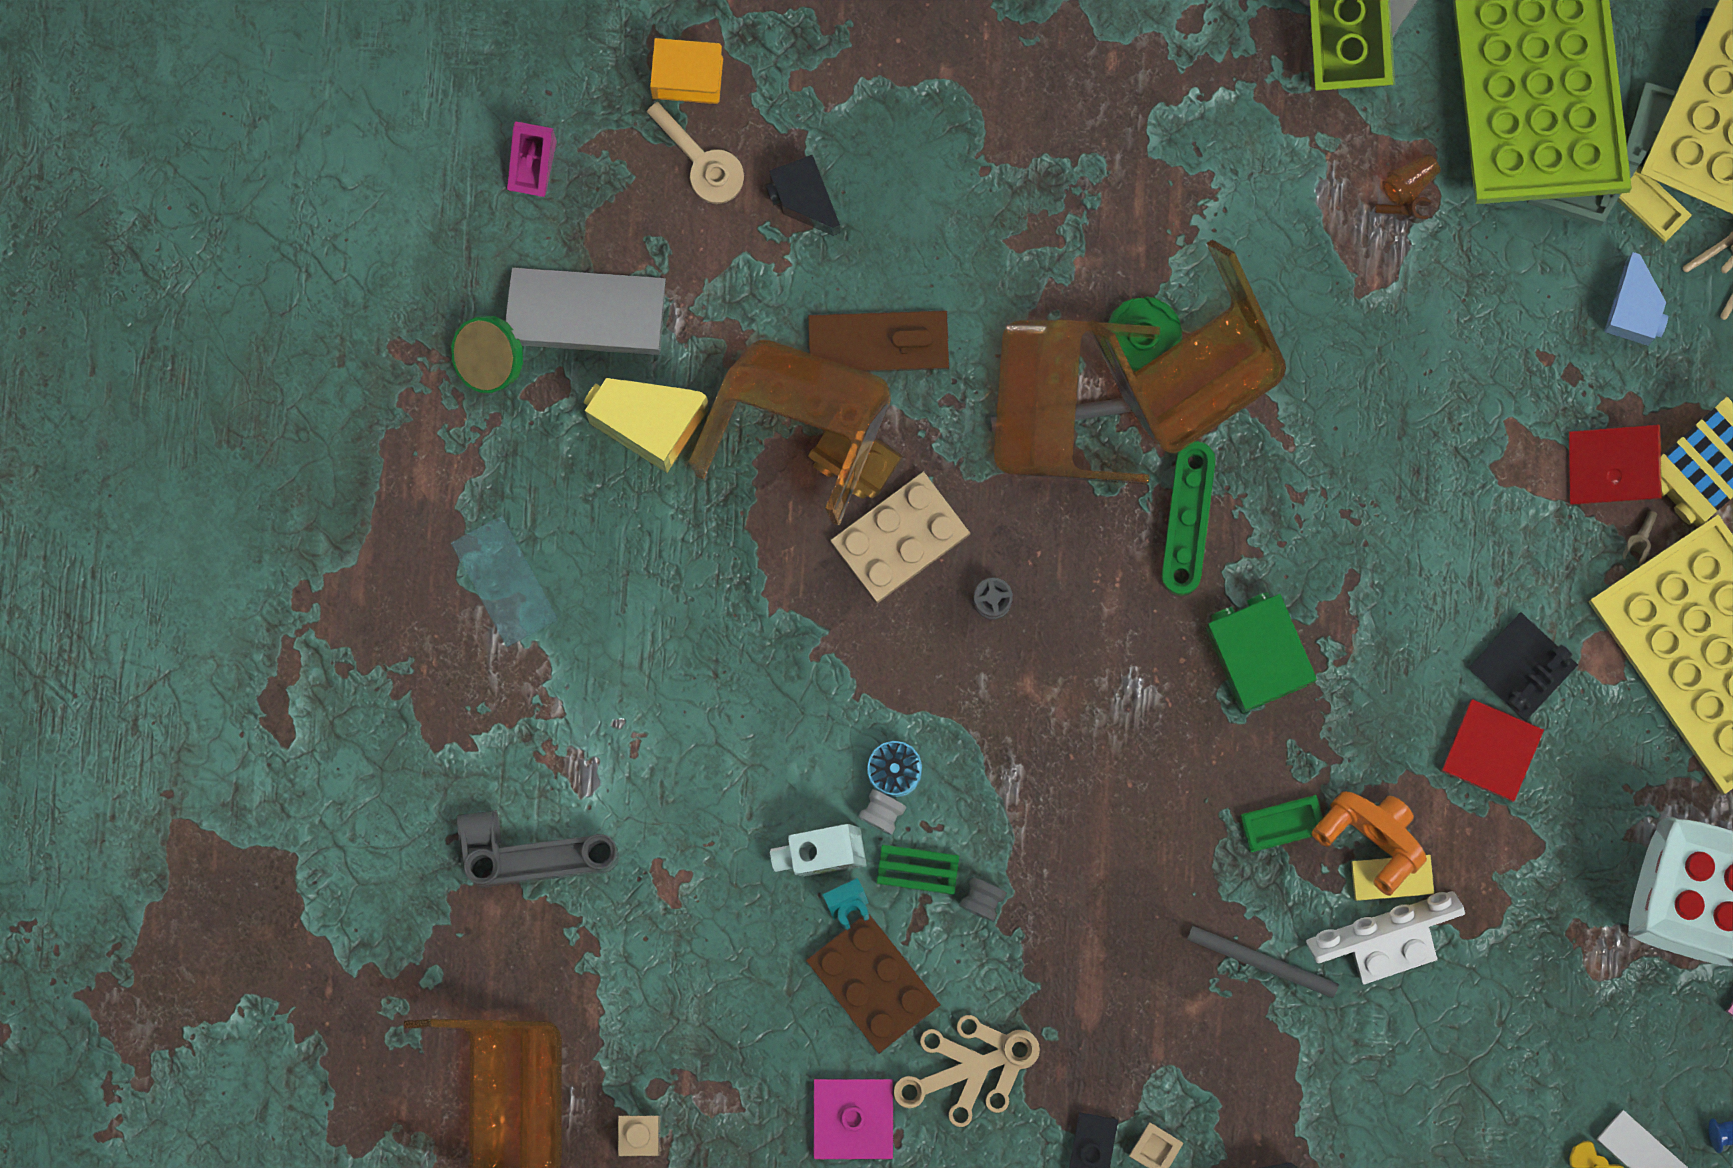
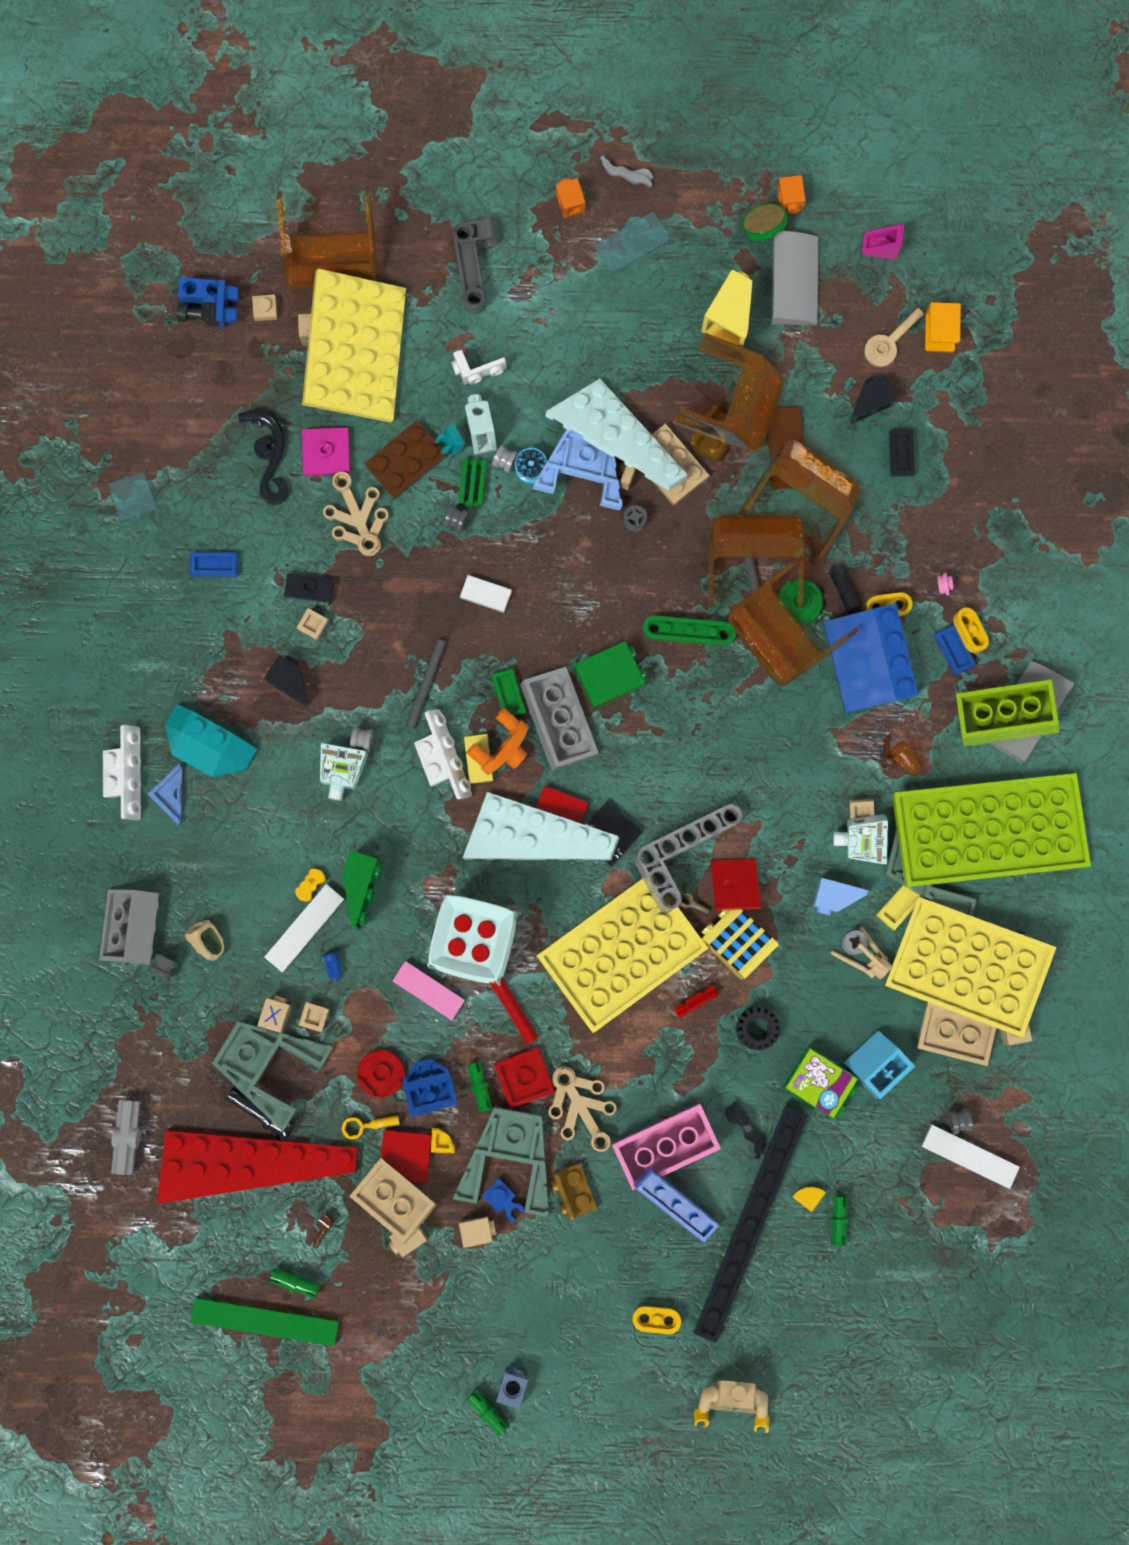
camera: 85 degrees right, 0 degrees up
(390, 571) = (635, 177): none -> light grey hair
(422, 682) = (570, 197): none -> orange brick
(439, 307) = (791, 194): none -> orange brick
(676, 1062) = (354, 346): none -> light yellow plate
(717, 880) = (475, 375): none -> white bracket
(840, 628) = (616, 431): none -> light aqua wing
(887, 676) = (582, 460): none -> light blue wing
(897, 153) = (901, 453): none -> black plate
(919, 606) = (627, 477): none -> tan tile
(944, 299) = (816, 481): none -> clear orange windscreen
(1111, 855) = (485, 594): none -> white tile
(1123, 258) = (845, 588): none -> black slope
(1124, 96) = (945, 584): none -> bright pink plate
(1157, 192) = (888, 599): none -> yellow plate
(1202, 61) = (971, 630): none -> yellow plate
(1232, 89) = (954, 651): none -> blue tile
(1259, 209) = (874, 662): none -> blue slope
(1329, 741) = (558, 718): none -> light grey slope
(1356, 1072) = (361, 739): none -> light grey wheel
(1405, 1108) = (340, 768): none -> light aqua torso
(1499, 255) = (861, 808): none -> tan plate
(1522, 807) = (526, 833): none -> light aqua wing
(1546, 251) = (865, 838): none -> light aqua torso
(1555, 551) = (680, 846): none -> light grey beam
(1592, 1079) = (359, 879): none -> green slope
(1706, 286) = (850, 941): none -> light grey wheel

